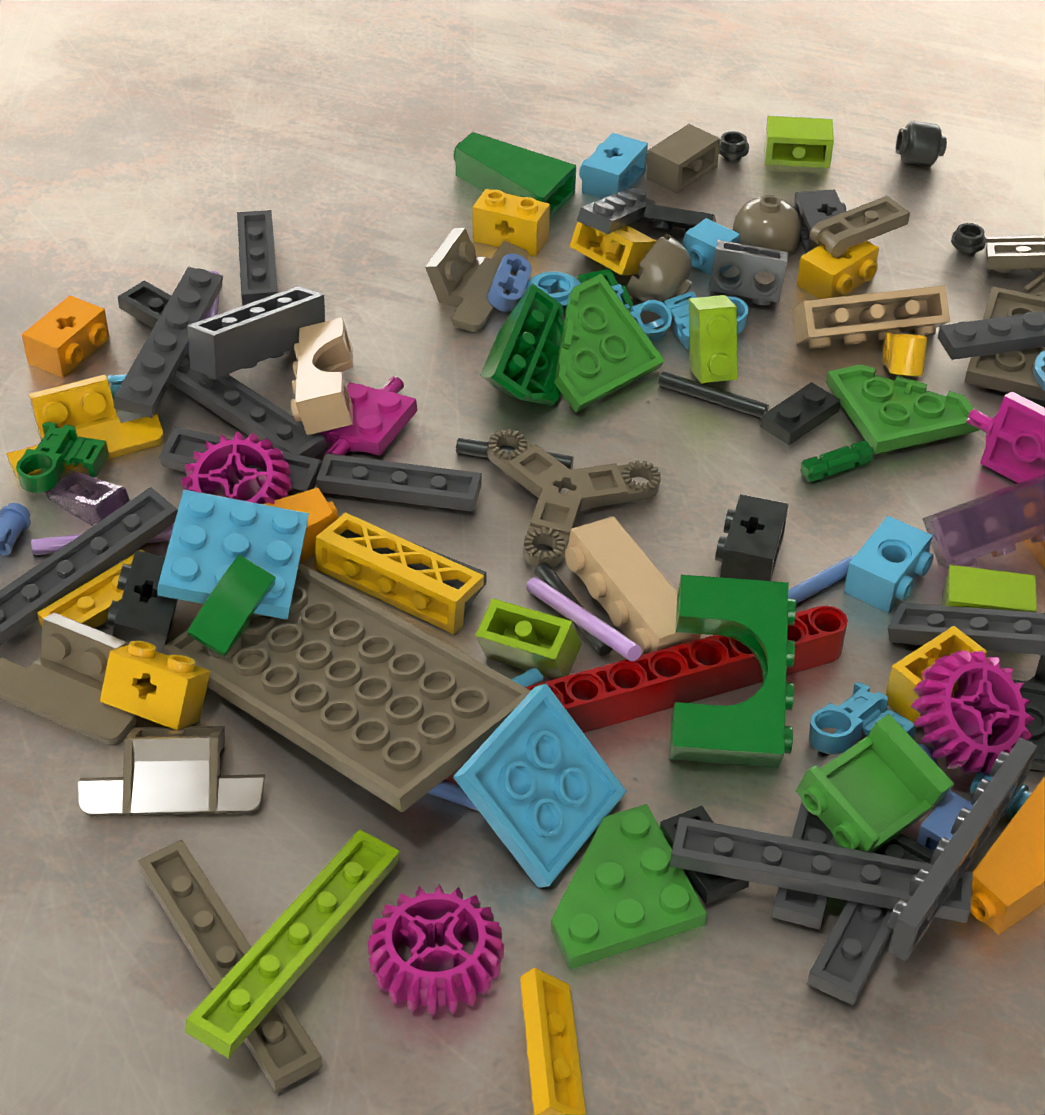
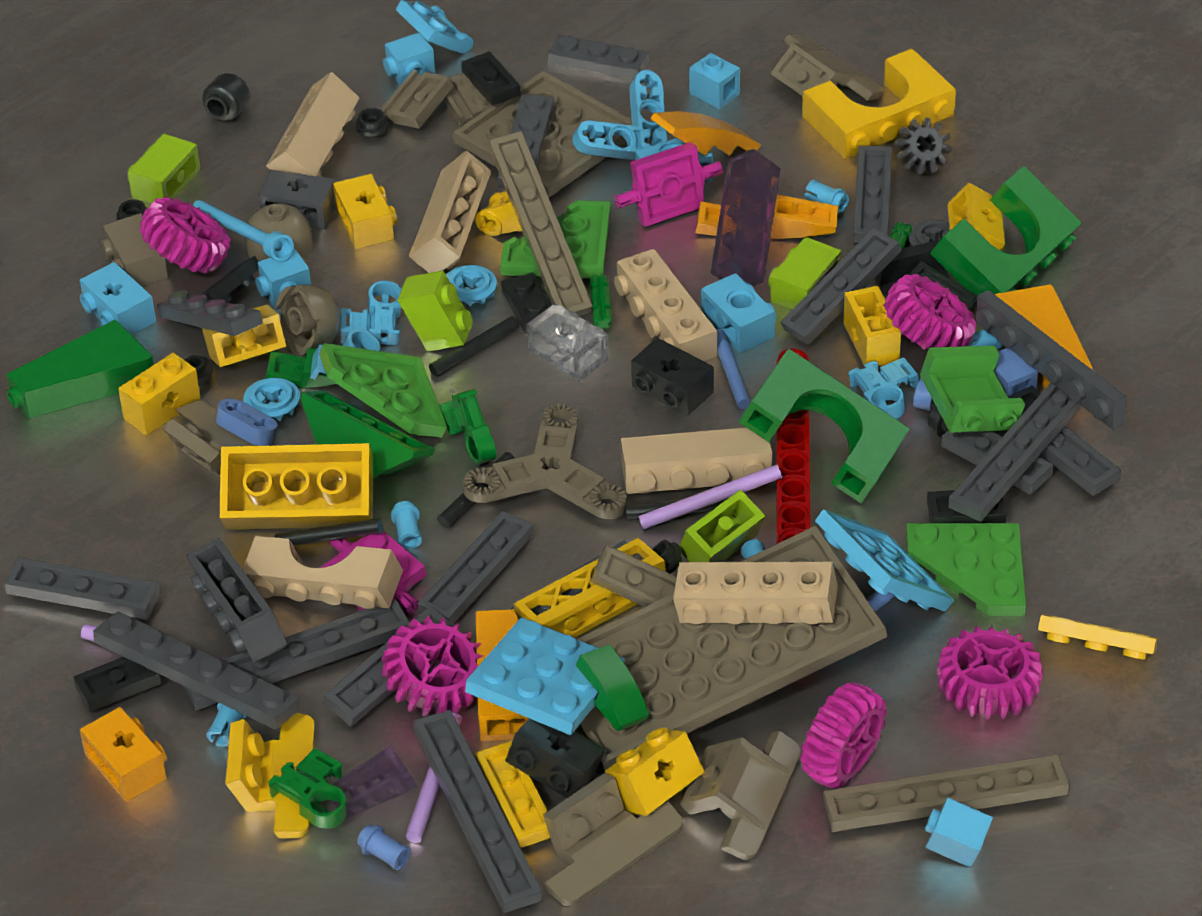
camera: 65 degrees left, 0 degrees up
(152, 982) = (957, 831): none -> medium azure brick
(249, 823) = (843, 735): none -> dark pink gear
(291, 944) = (962, 741): lime plate -> none
(389, 371) = (333, 532): none -> pearl dark grey bar
(401, 672) = (755, 592): none -> tan brick
(413, 584) = (632, 577): none -> dark tan tile
(424, 327) = (295, 486): none -> yellow brick
(436, 420) = (405, 517): none -> medium azure pin
(475, 612) = (670, 553): none -> pearl dark grey plate
(560, 238) = (203, 367): none -> pearl dark grey plate
(572, 425) = (465, 414): none -> green piece
(709, 168) = (184, 235): none -> dark pink gear
(727, 214) = (275, 244): none -> medium azure piece
(749, 262) = (345, 262): dark grey brick -> none
(754, 451) = (567, 341): none -> clear brick
(781, 359) = (473, 276): none -> medium azure gear
(852, 507) = (665, 305): none -> tan brick
(859, 225) = (347, 169): dark tan plate -> none
(877, 365) = (539, 223): none -> dark tan plate
(928, 199) = (315, 128): none -> tan brick

